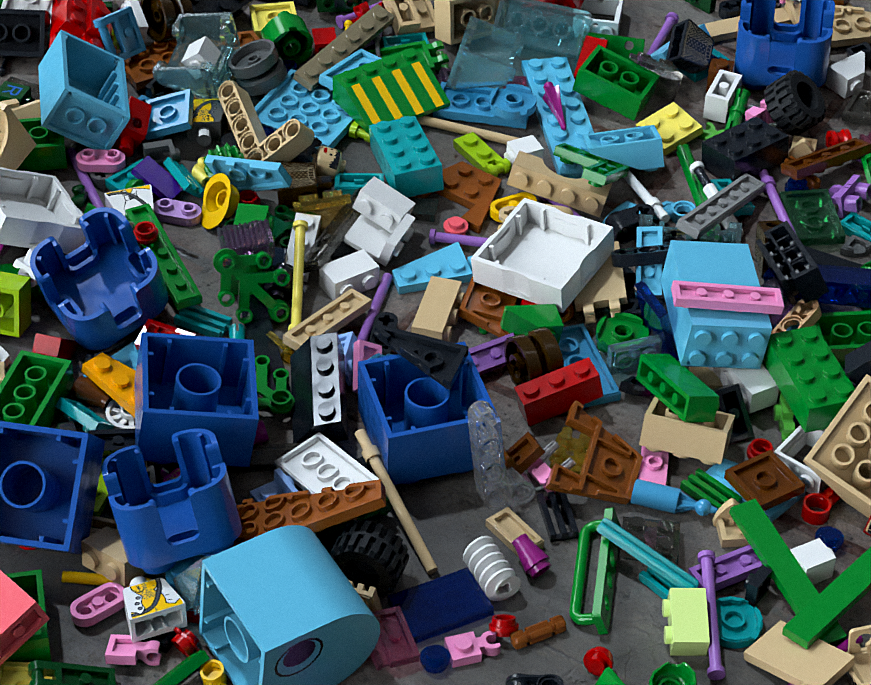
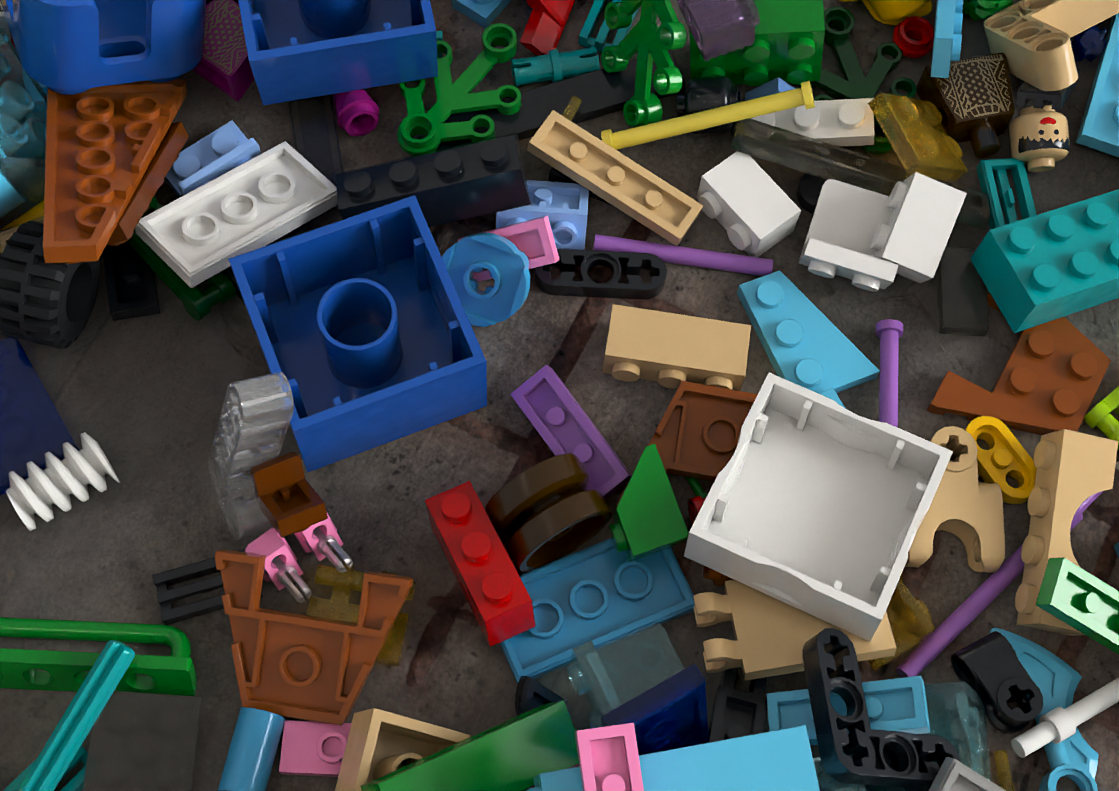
camera: 80 degrees right, 25 degrees up
(373, 457) = (158, 343): tan bar -> none
(433, 356) = (419, 309): black wing -> none
(455, 225) = (924, 365): coral plate -> none
(509, 526) = (166, 519): tan tile -> none
(531, 556) = (90, 544): magenta cone -> none
(609, 330) = (643, 647): green plate -> none

